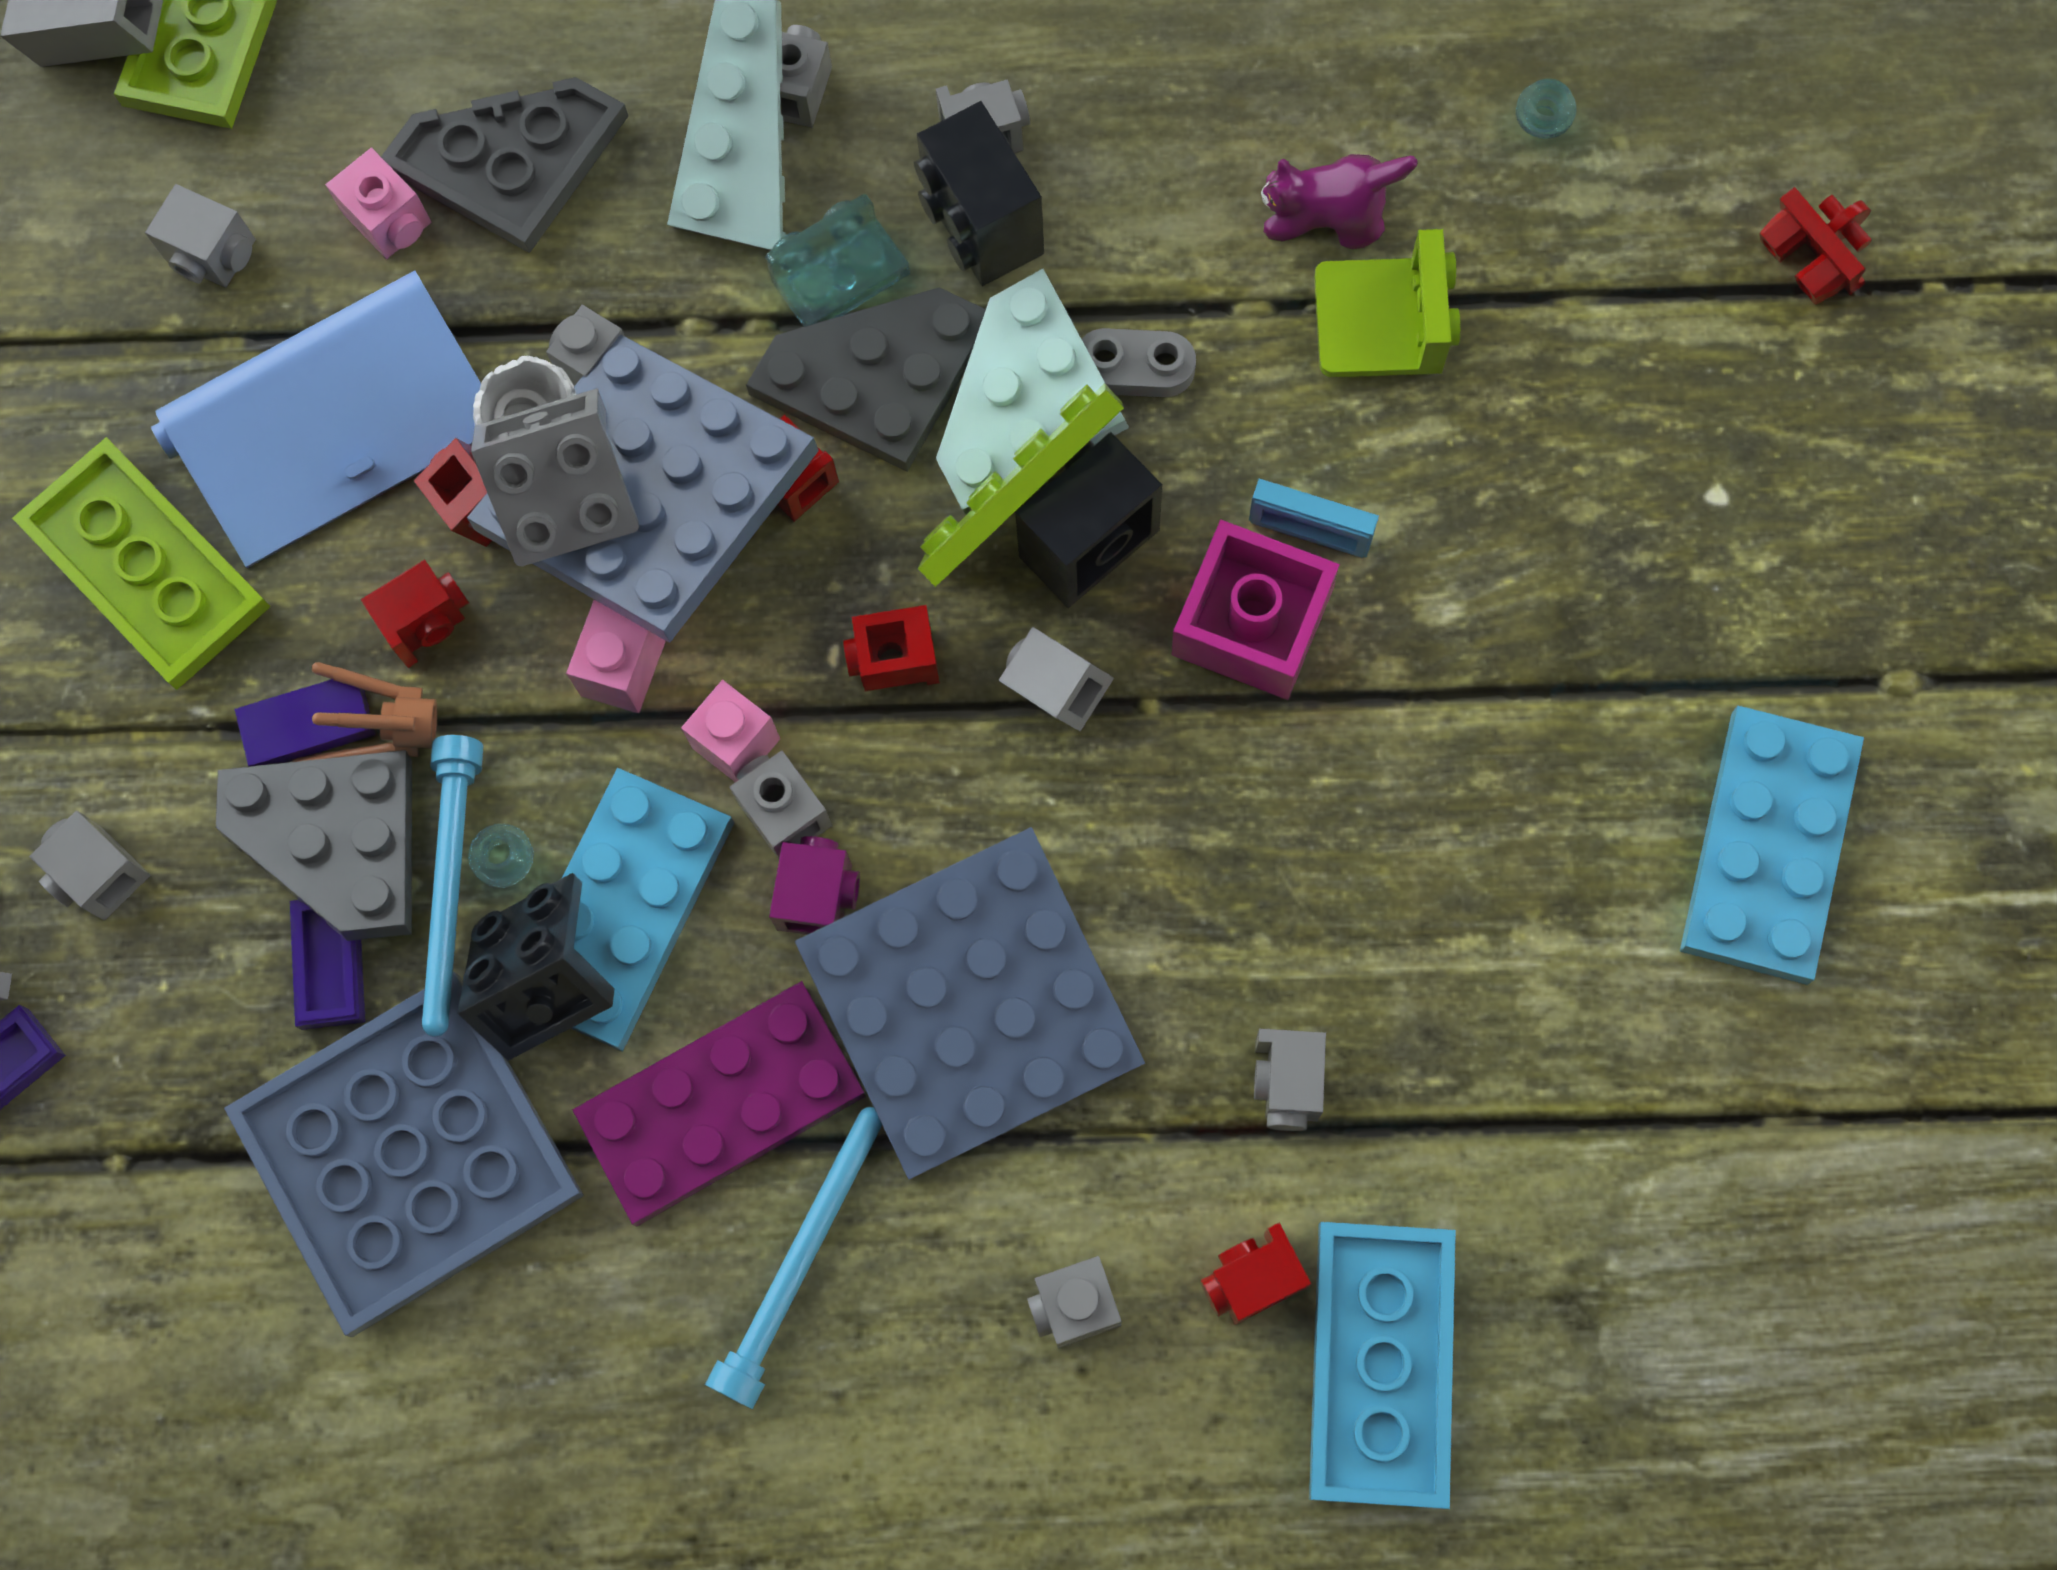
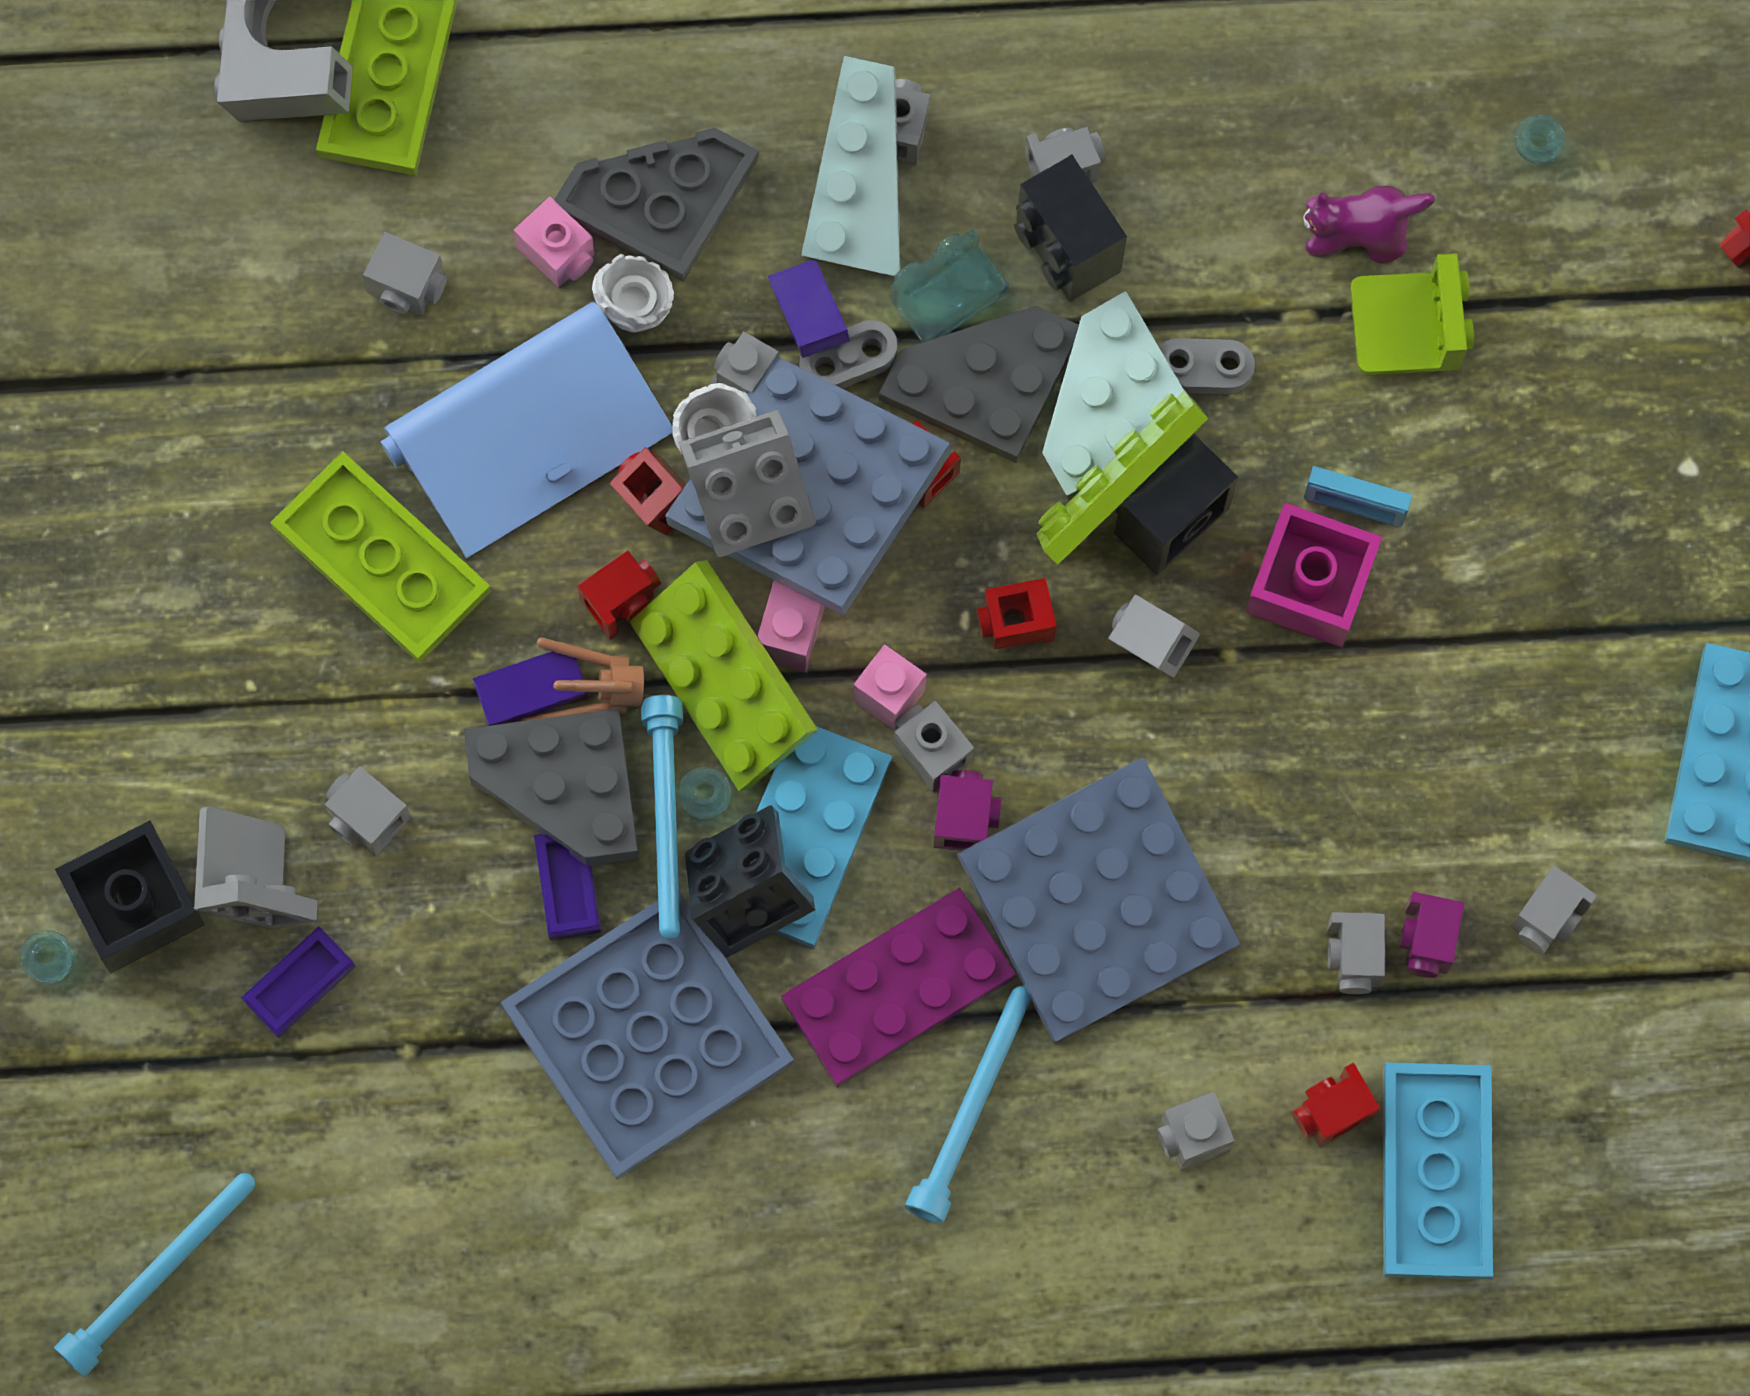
camera: 10 degrees left, 0 degrees up
(463, 262) = (633, 293): none -> white hair
(529, 713) = (723, 675): none -> lime plate
(668, 284) = (808, 308): none -> dark purple tile
(712, 335) = (848, 359): none -> light grey plate
(1385, 1059) = (1431, 934): none -> magenta brick
(1537, 1034) = (1552, 911): none -> light grey brick

